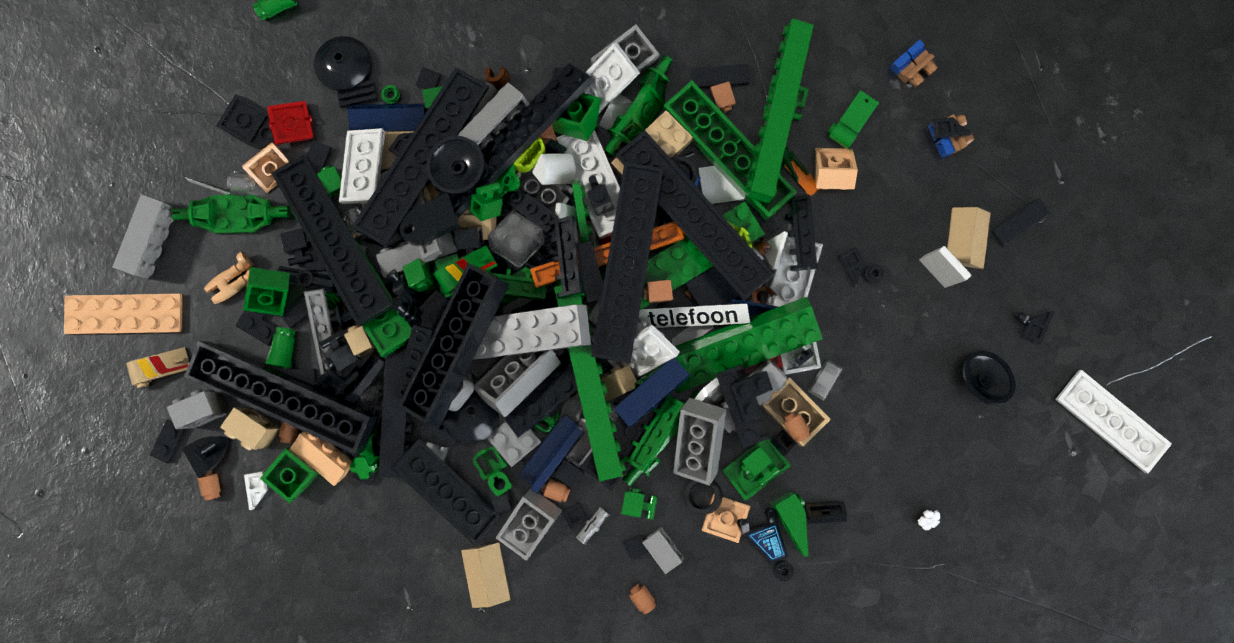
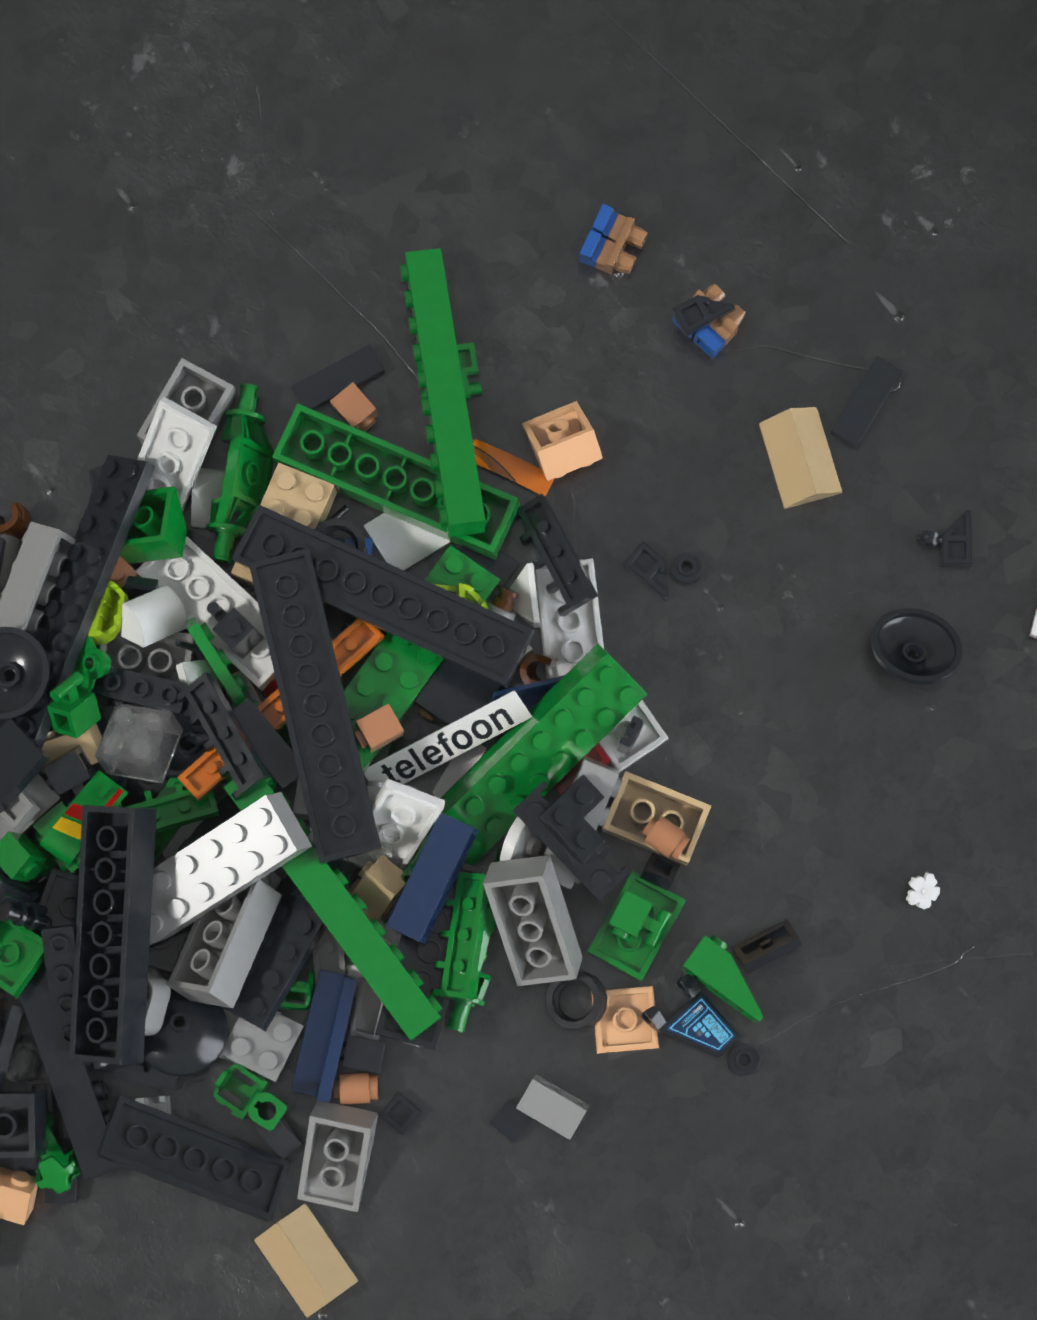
camera: 15 degrees left, 5 degrees down
(592, 525) = (433, 1116): light grey pin -> none
(634, 503) = (480, 1057): green brick -> none
(642, 598) = (552, 1192): nougat brick -> none
(787, 159) = (485, 459): dark green plant -> none
(824, 379) = (682, 753): light grey tile -> none
(853, 120) = (558, 359): green door -> none
(945, 267) = (778, 514): white tile -> none

